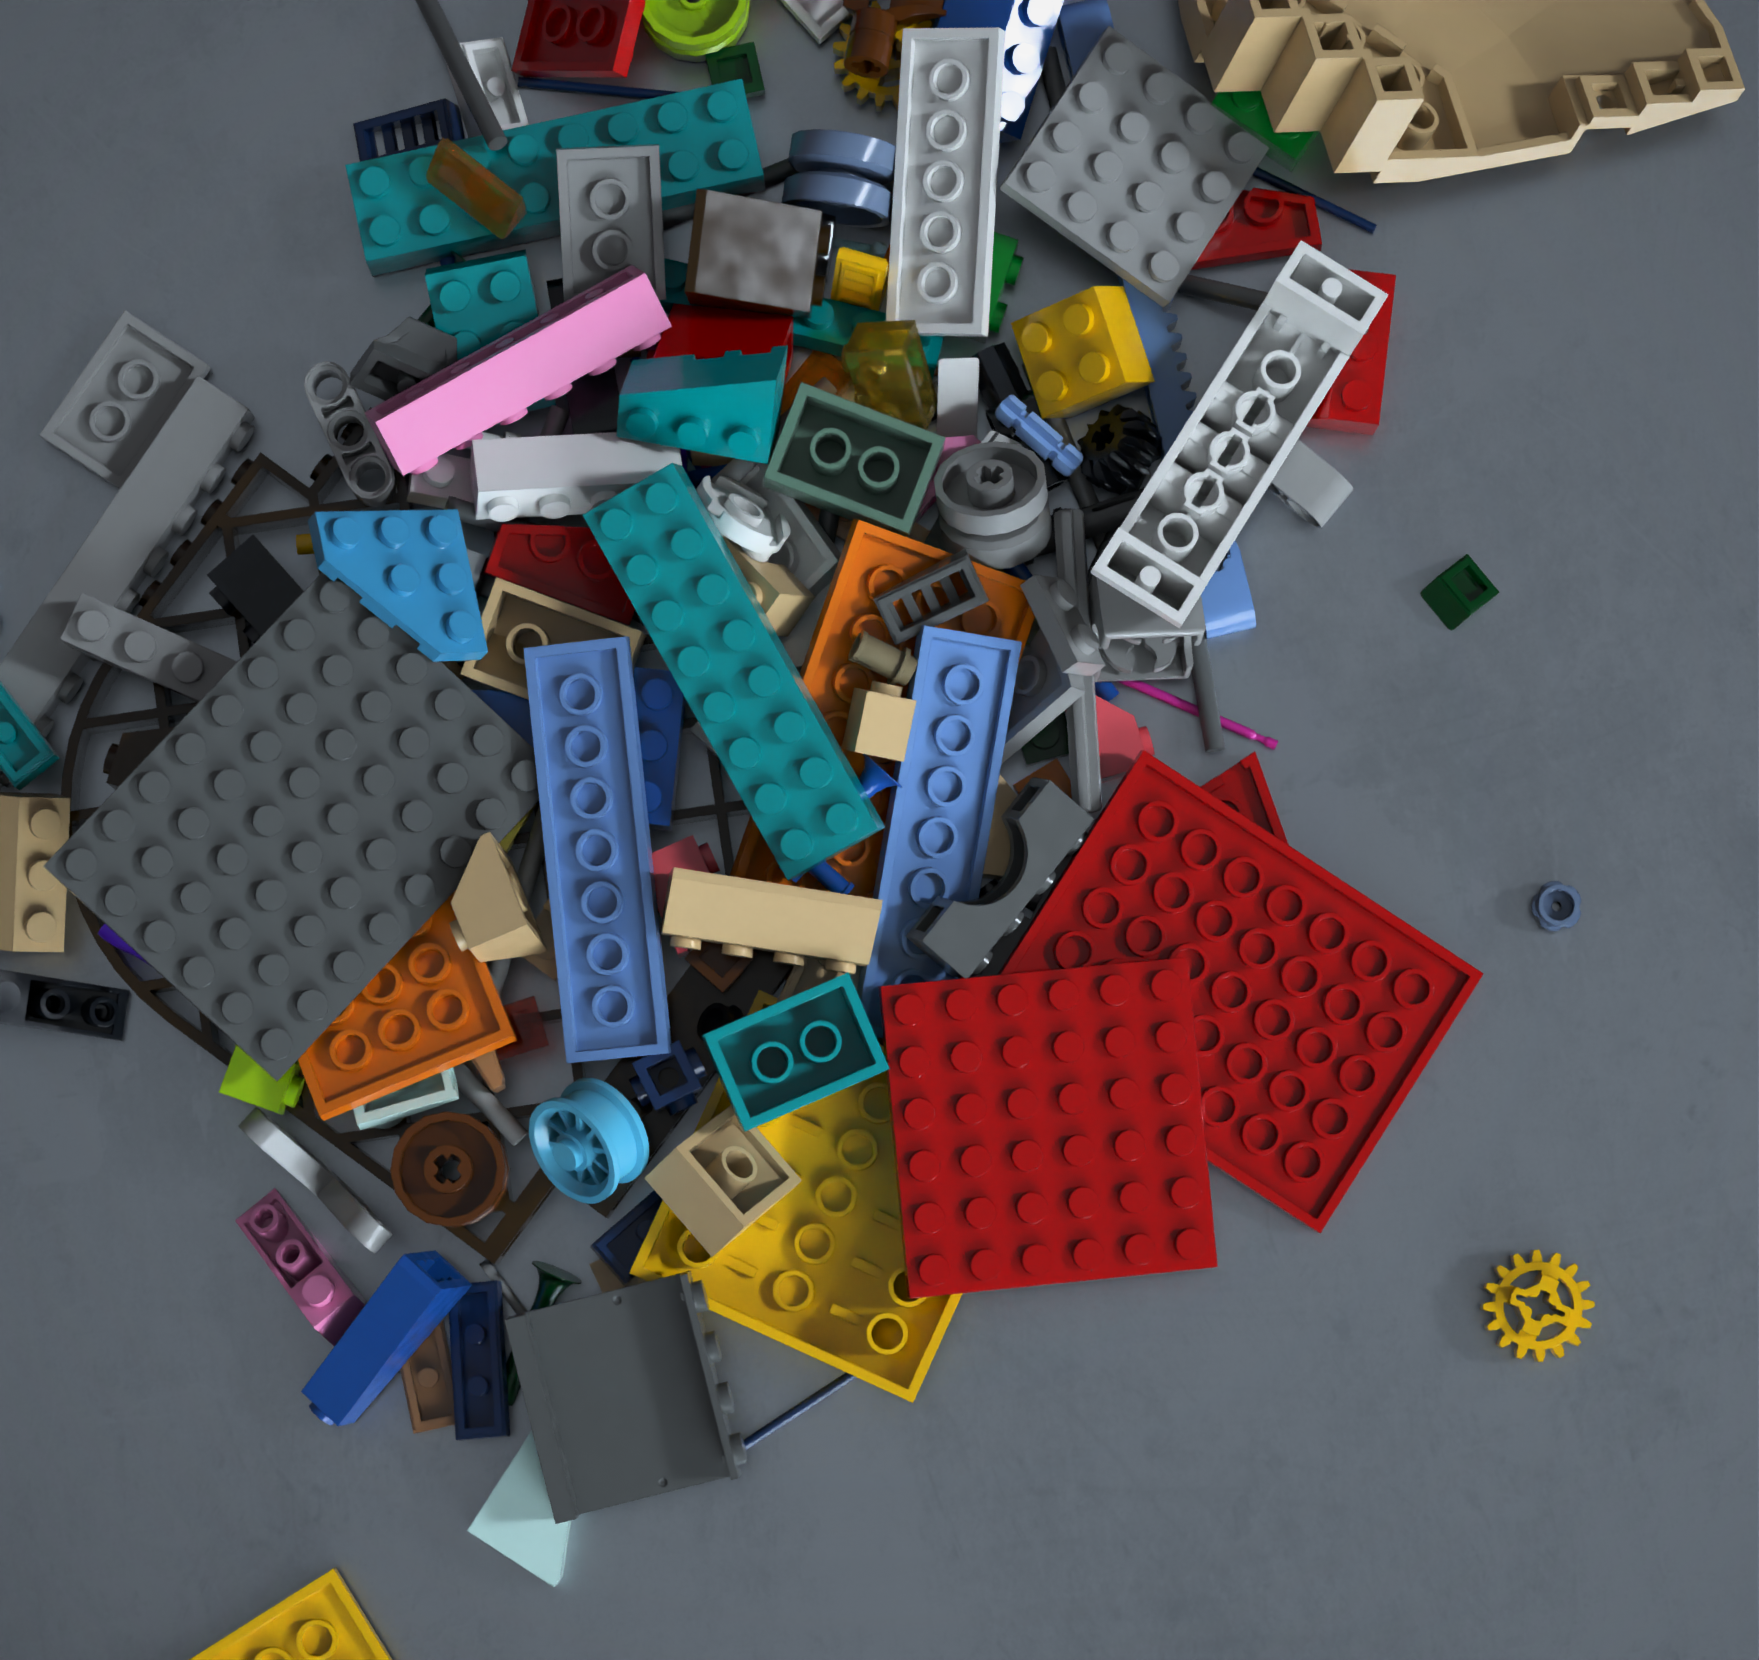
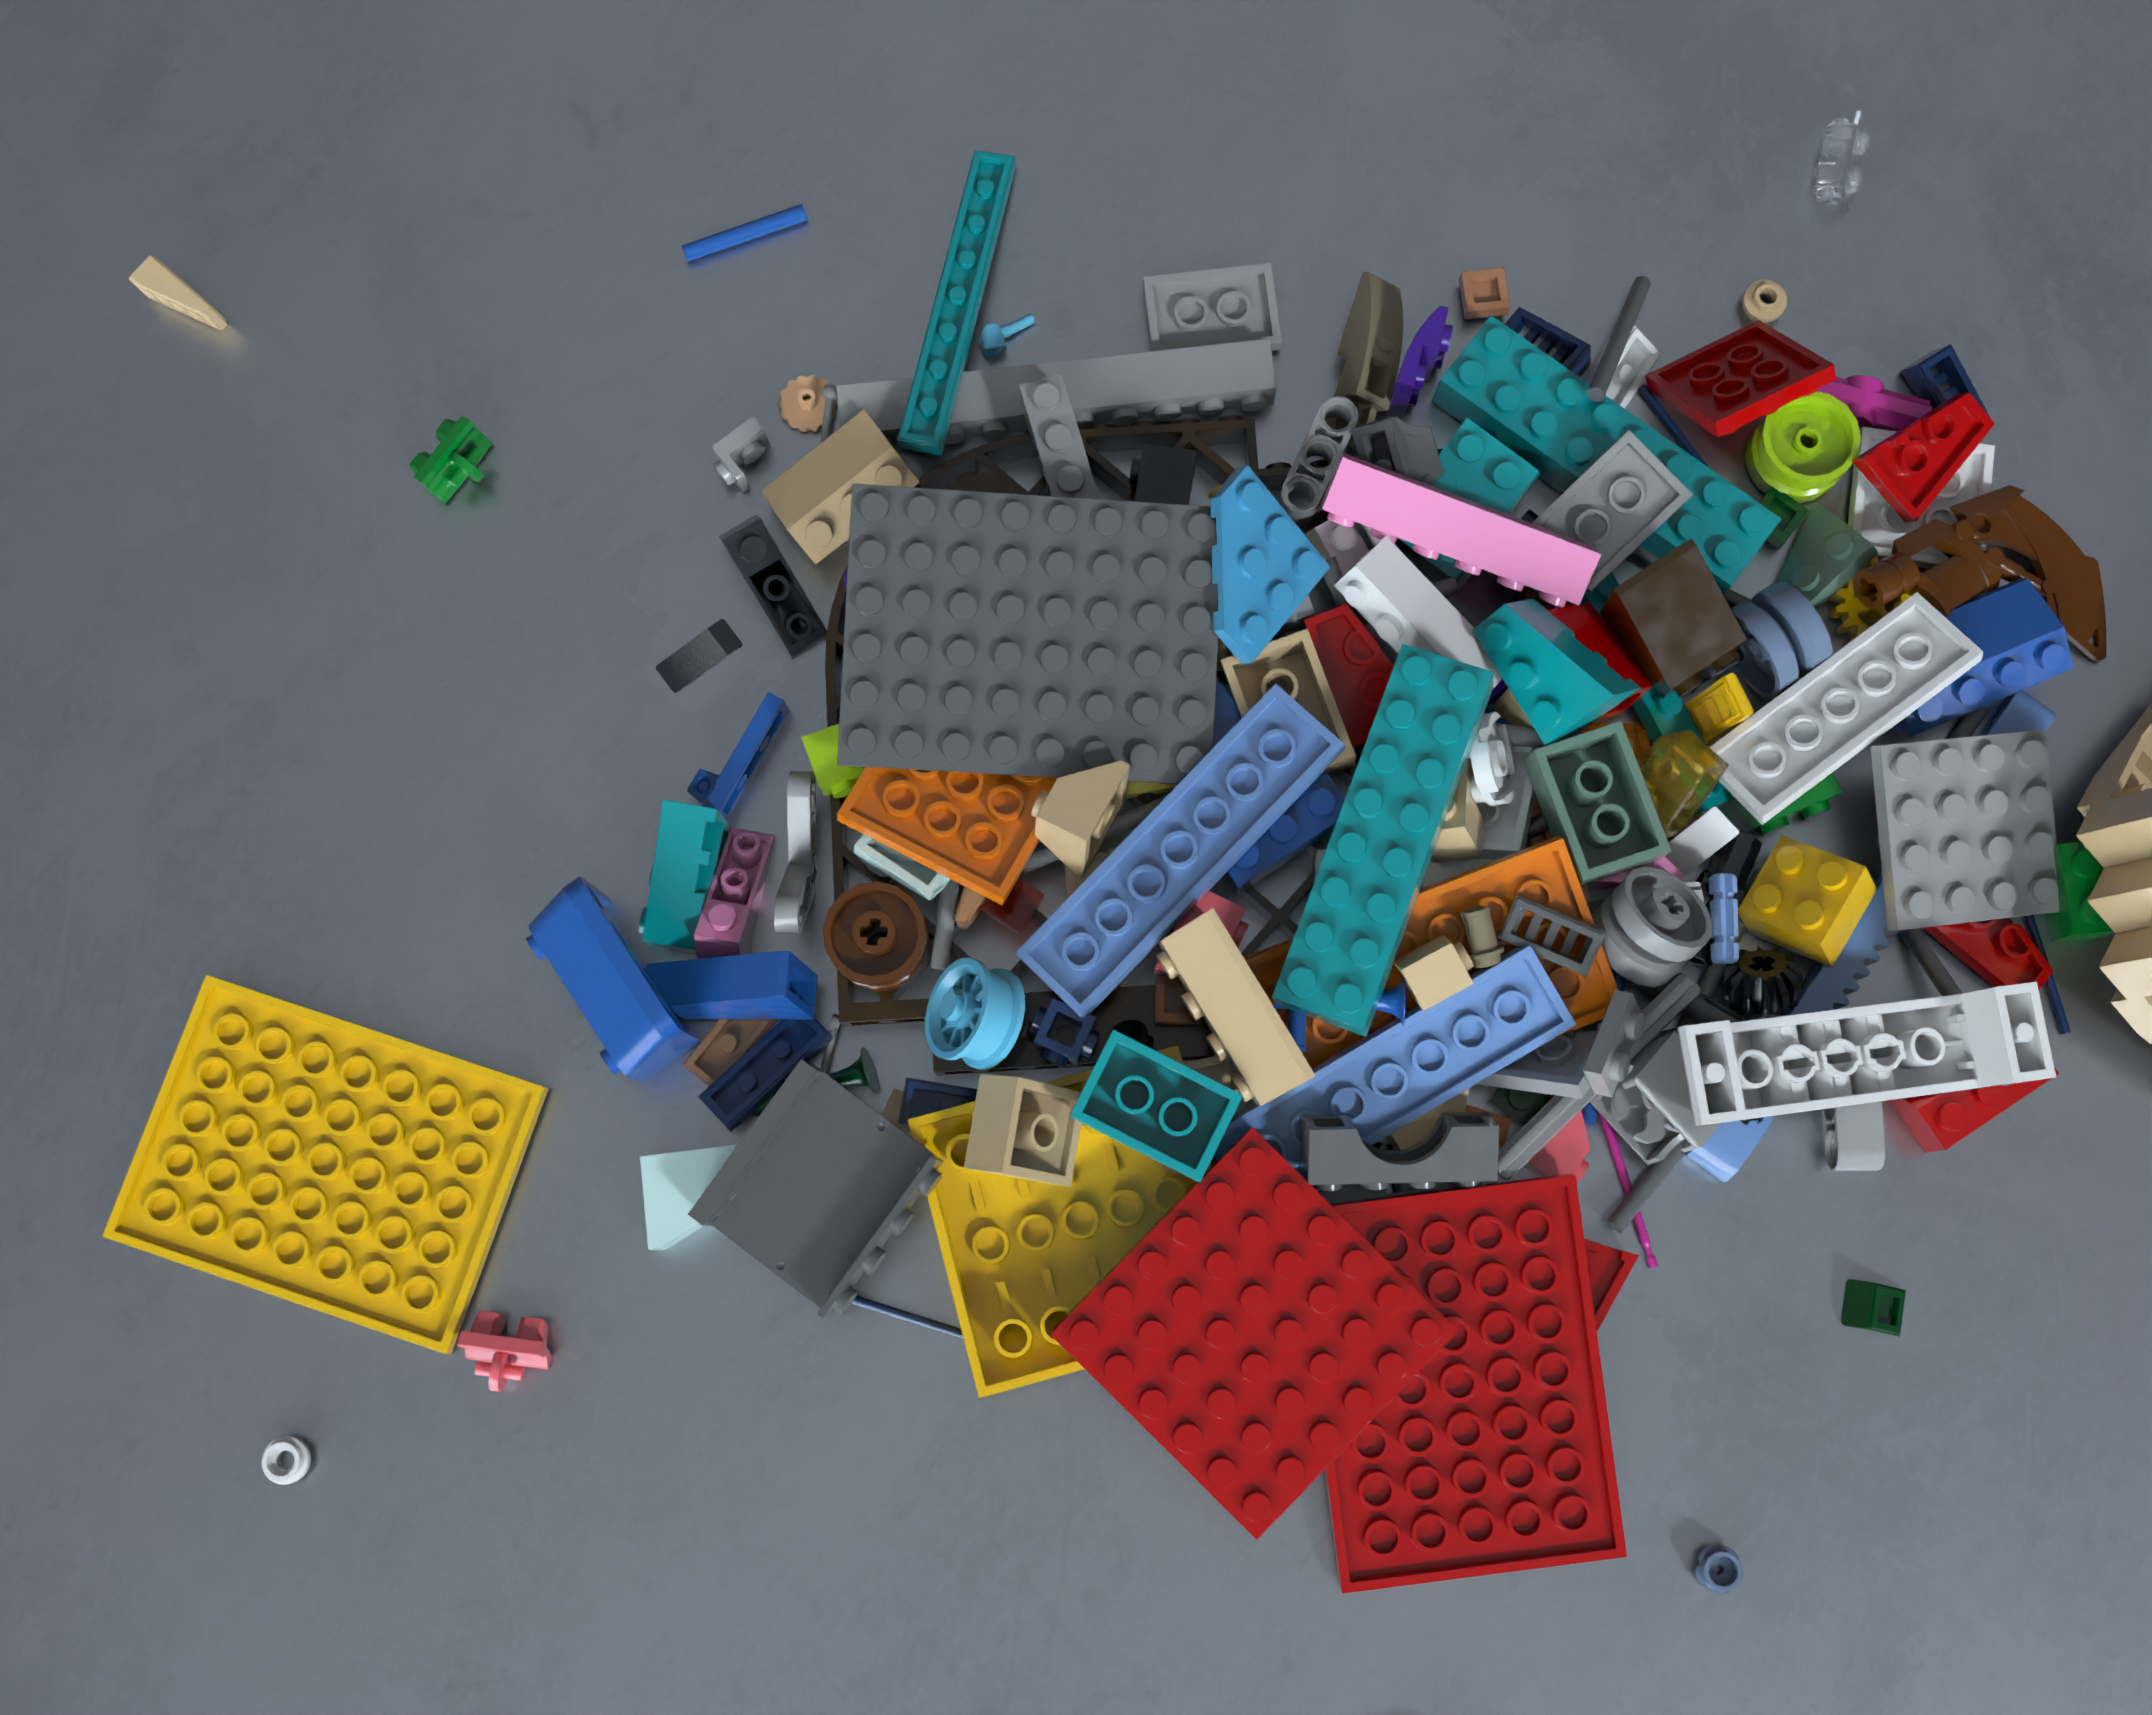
camera: 55 degrees right, 5 degrees down
(50, 1123) = (698, 655): none -> black sticker
(197, 1203) = (725, 789): none -> blue hinge
(248, 1298) = (682, 873): none -> teal wedge
(289, 295) = (1371, 350): none -> dark tan slope
(293, 1435) = (608, 983): none -> blue windscreen
(315, 145) = (1484, 293): none -> nougat plate
(328, 248) = (1423, 355): none -> dark purple slope
(475, 189) = (1553, 404): clear orange slope -> none
(806, 70) = (1825, 556): none -> sand green wing

